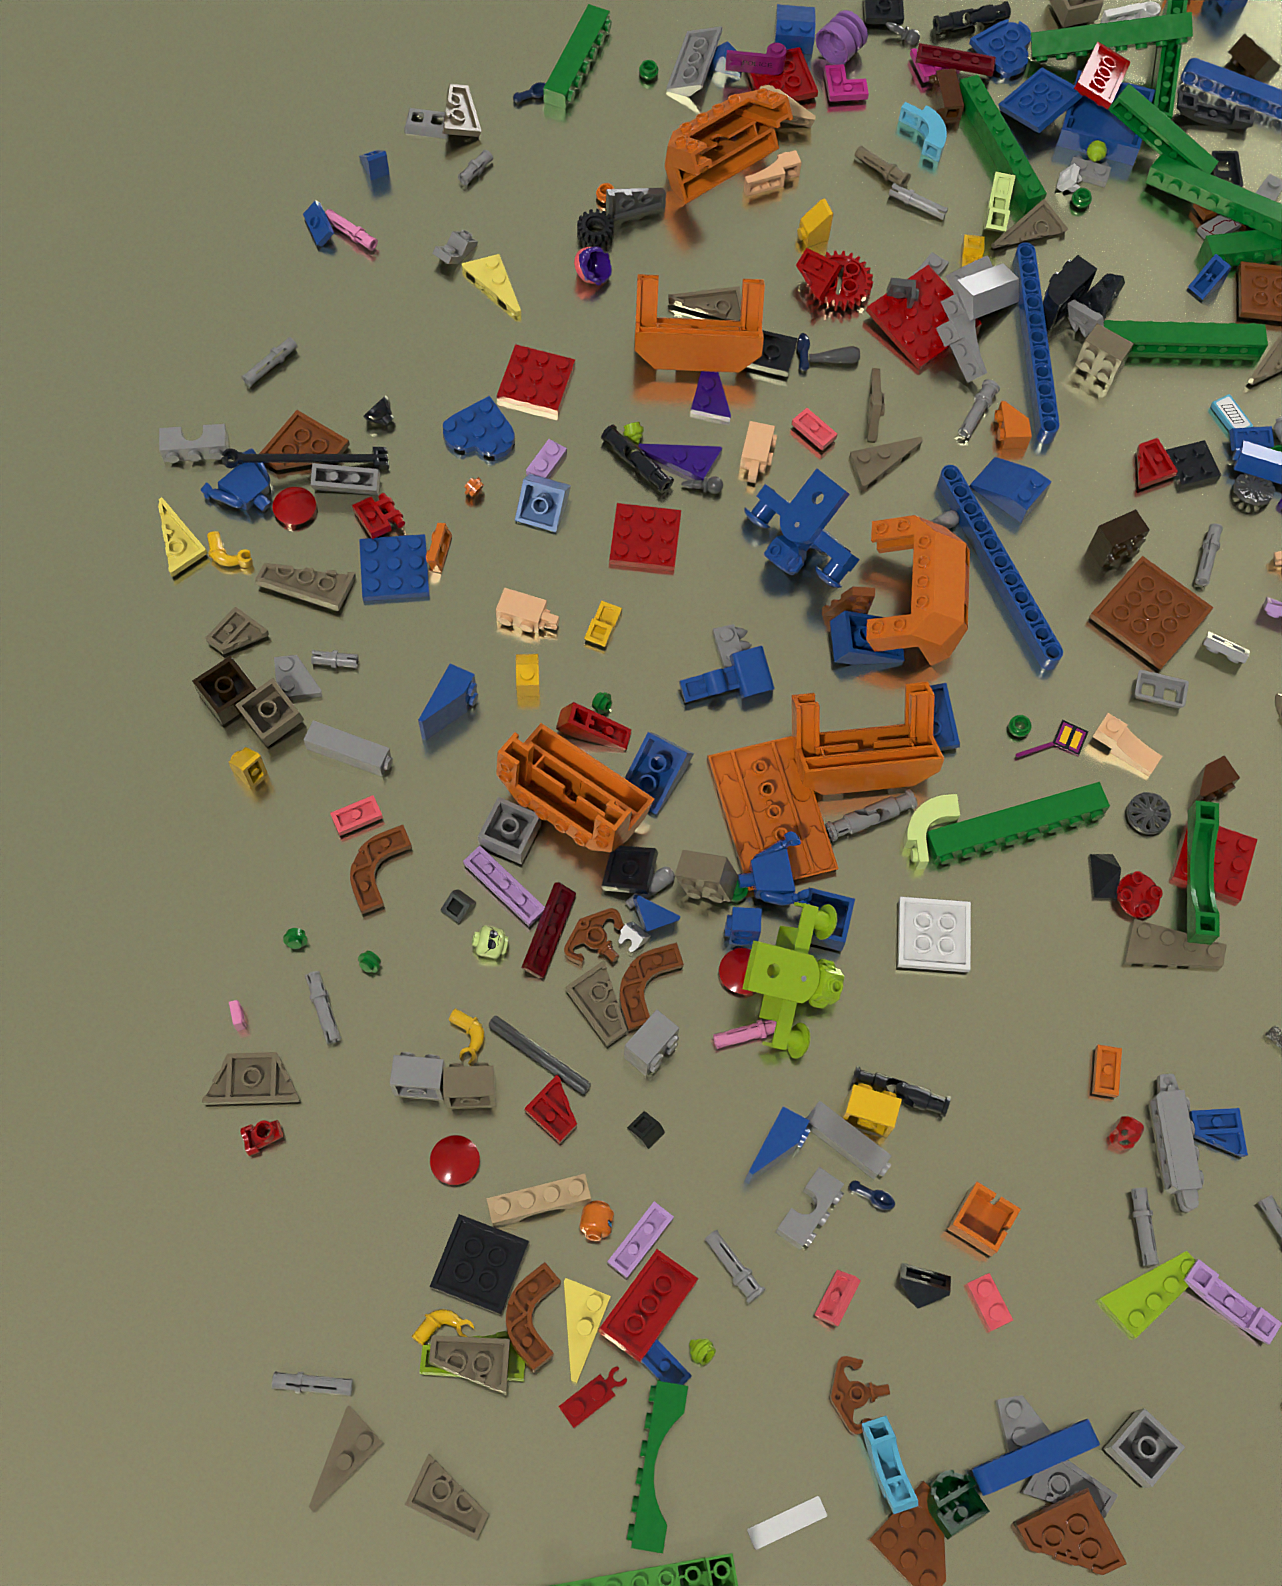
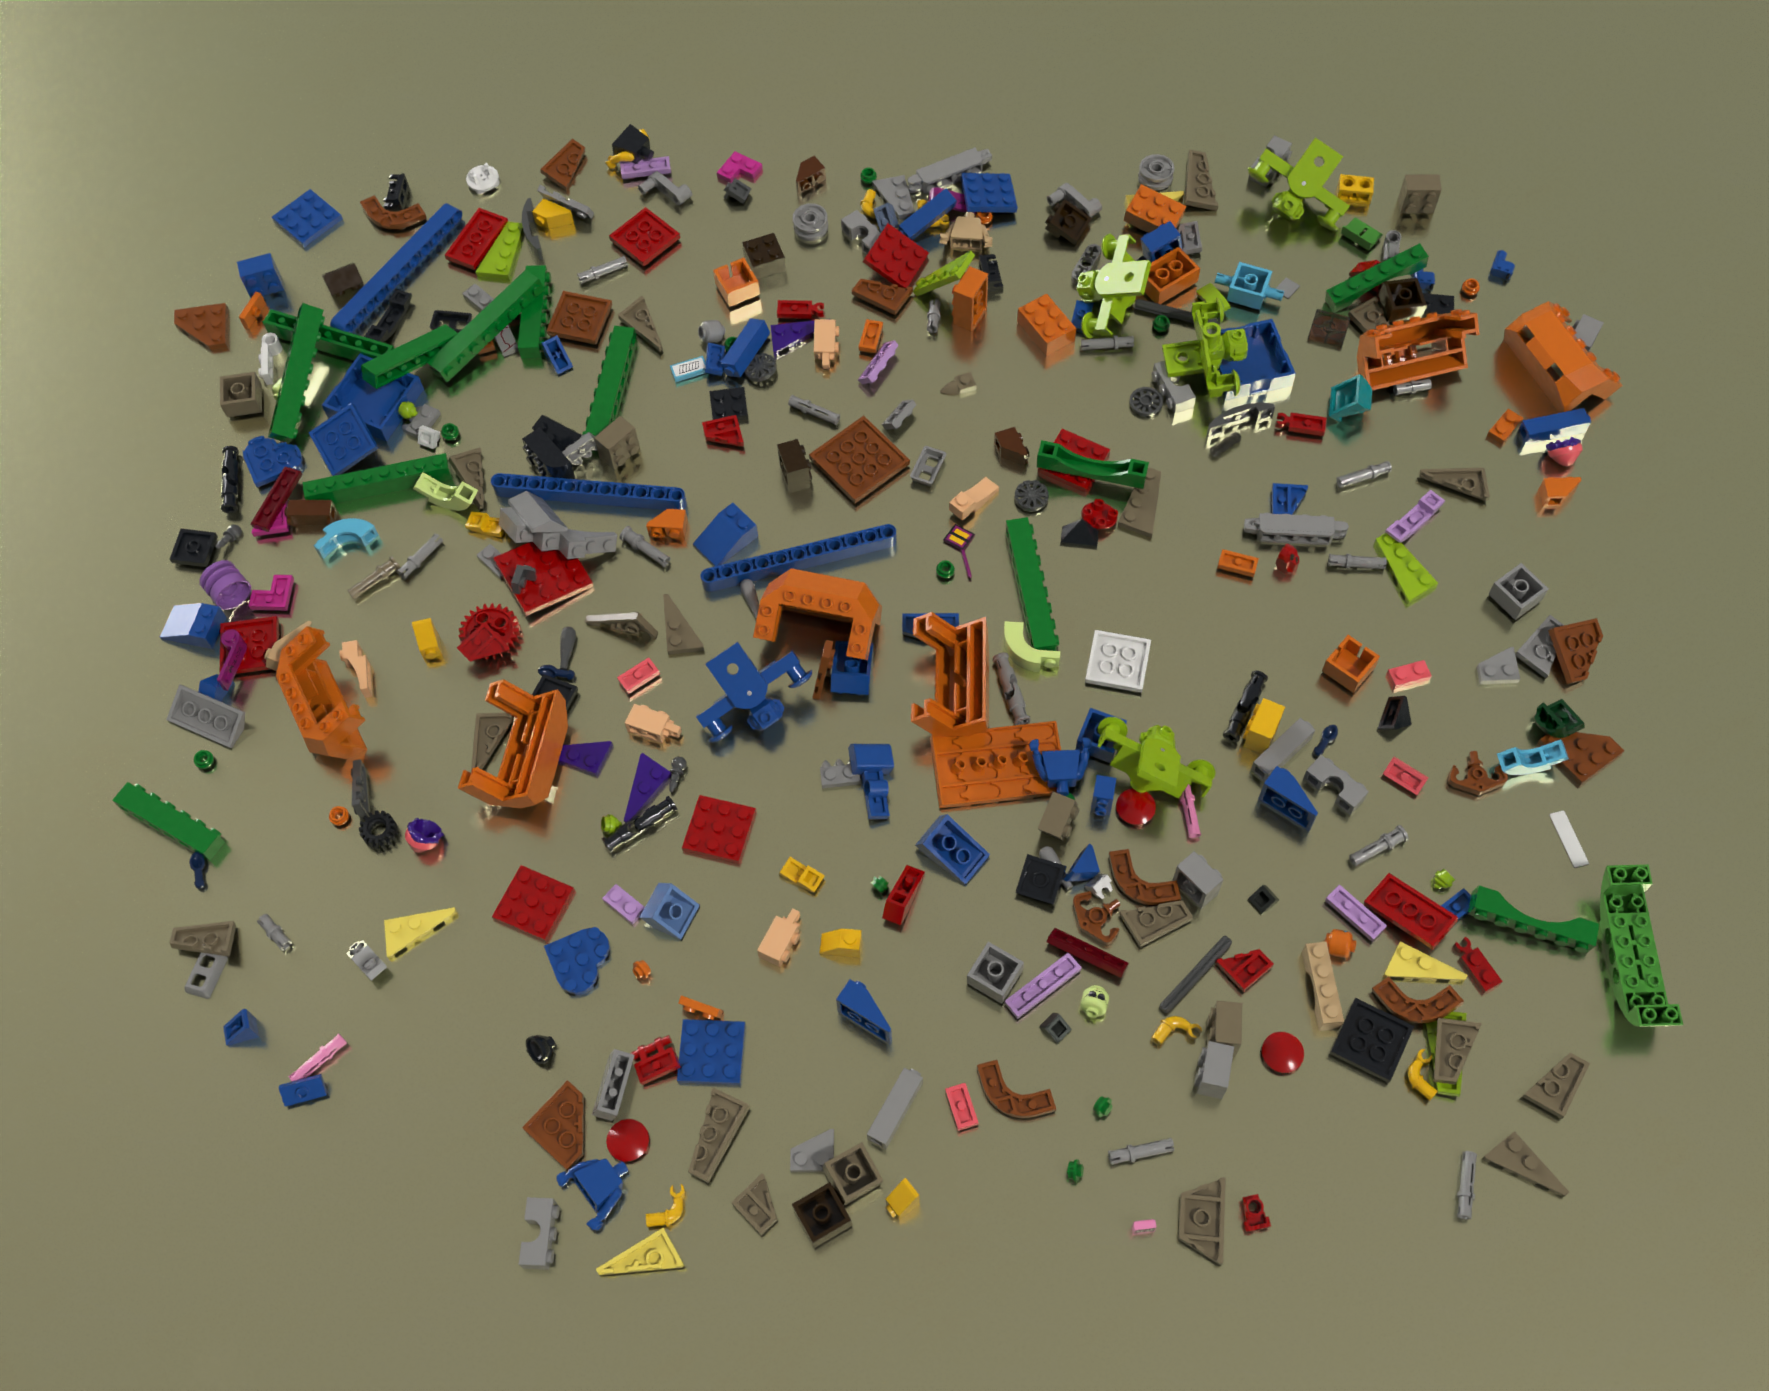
camera: 75 degrees left, 5 degrees down
(251, 376) = (453, 1145): light grey pin -> none
(334, 659) = (800, 1114): light grey pin -> none
(378, 458) = (588, 1059): black hinge -> none
(571, 789) = (973, 907): orange wedge -> none
(1035, 1457) = (1526, 660): blue beam -> none
(1102, 75) = (339, 385): plate -> none

